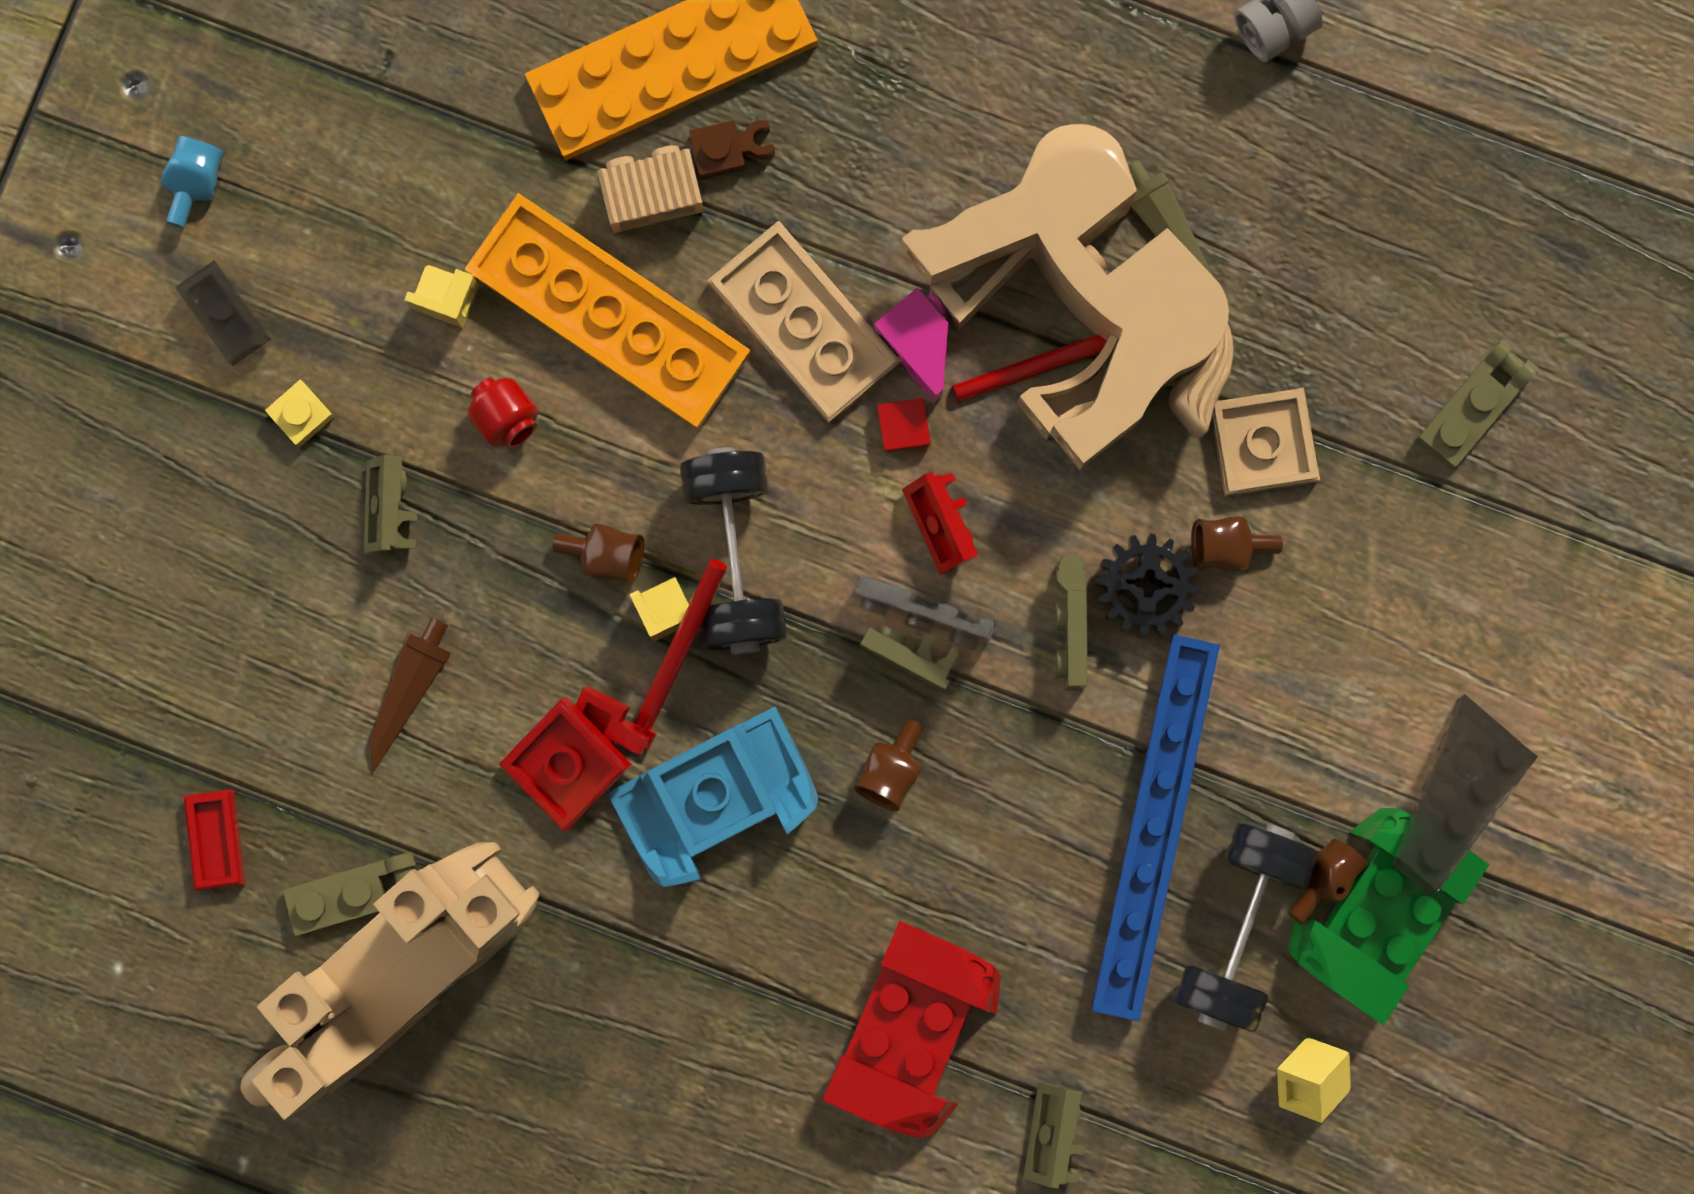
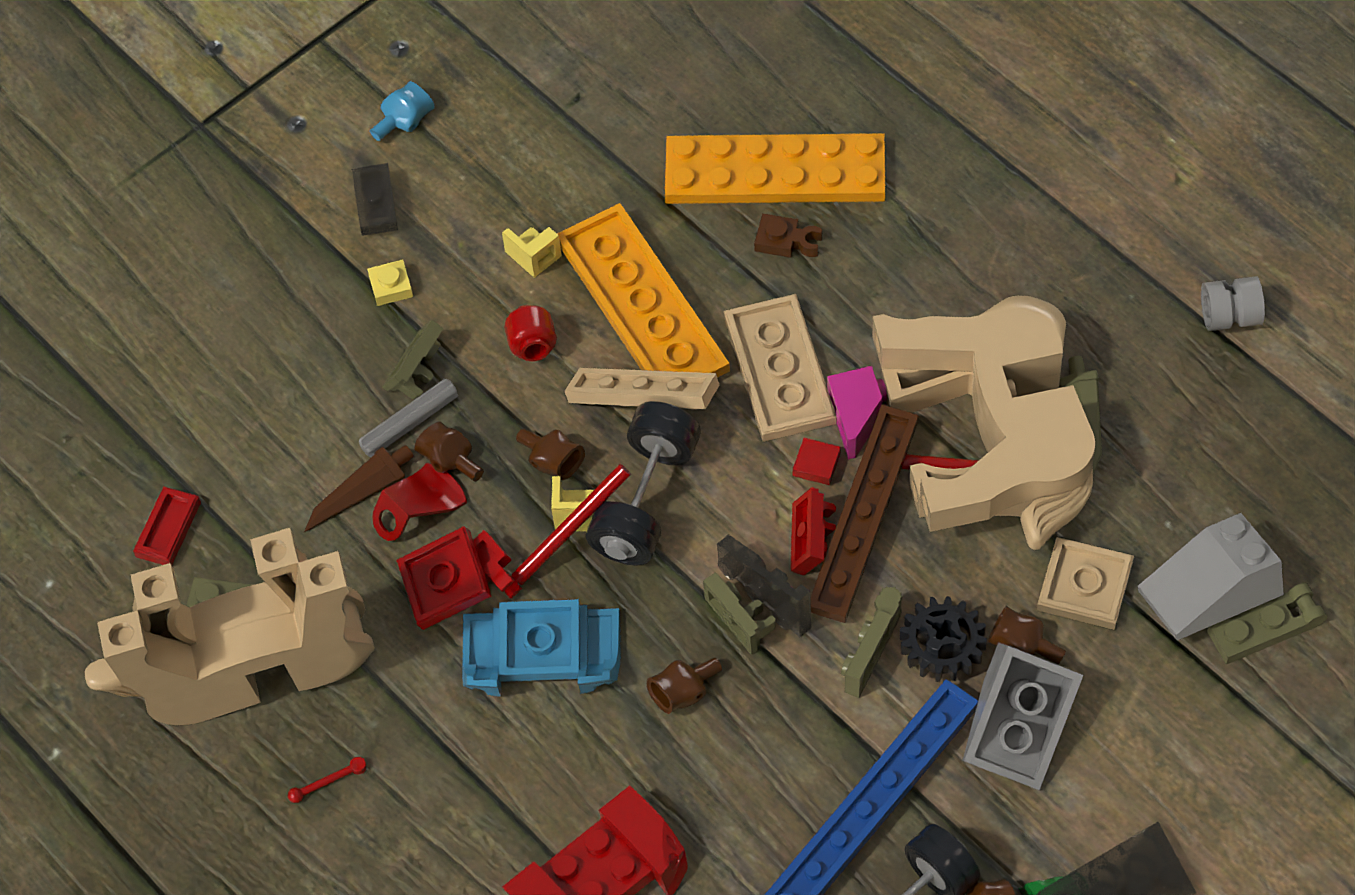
camera: 30 degrees right, 25 degrees down
(416, 579) = (408, 417): none -> light grey axle
(483, 675) = (415, 496): none -> red piece
(486, 604) = (447, 450): none -> reddish brown piece
(585, 1023) = (356, 766): none -> red hinge
(650, 189) = (714, 237): tan brick -> none
(672, 432) = (636, 387): none -> tan plate
(990, 470) = (863, 513): none -> reddish brown plate
(1273, 640) = (1020, 715): none -> light grey slope
(1405, 384) = (1214, 578): none -> light grey slope

